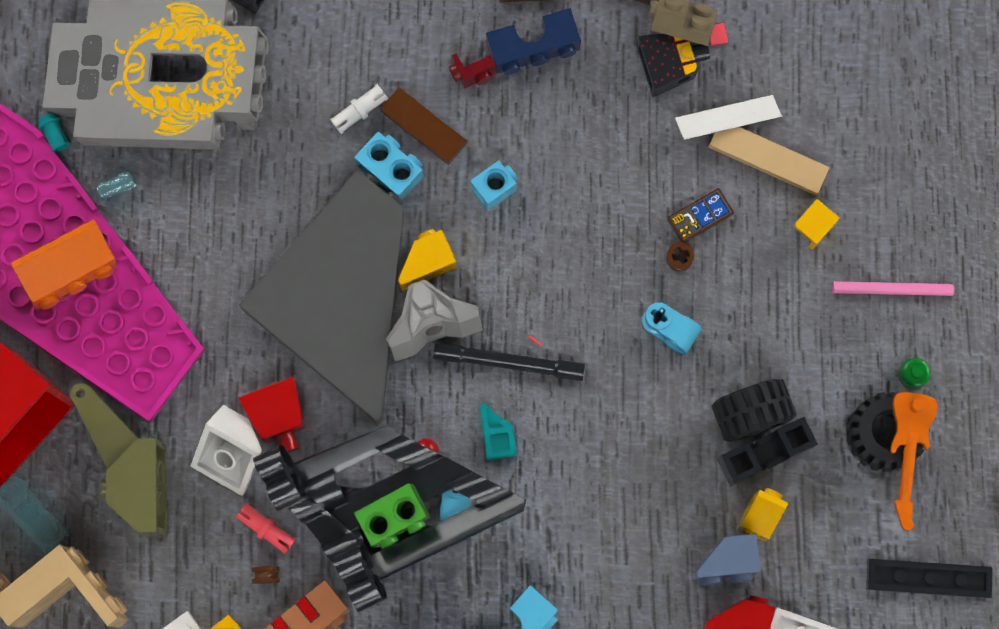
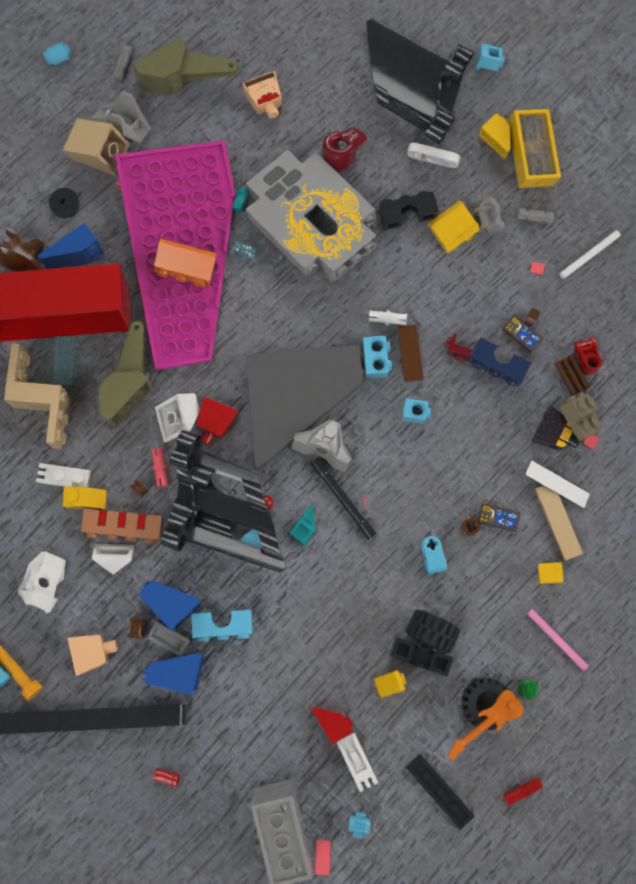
camera: 40 degrees right, 0 degrees up
(390, 509) = (221, 512): bright green brick -> none
(427, 259) = (351, 415): yellow slope -> none
(730, 558) = (354, 688): sand blue slope -> none

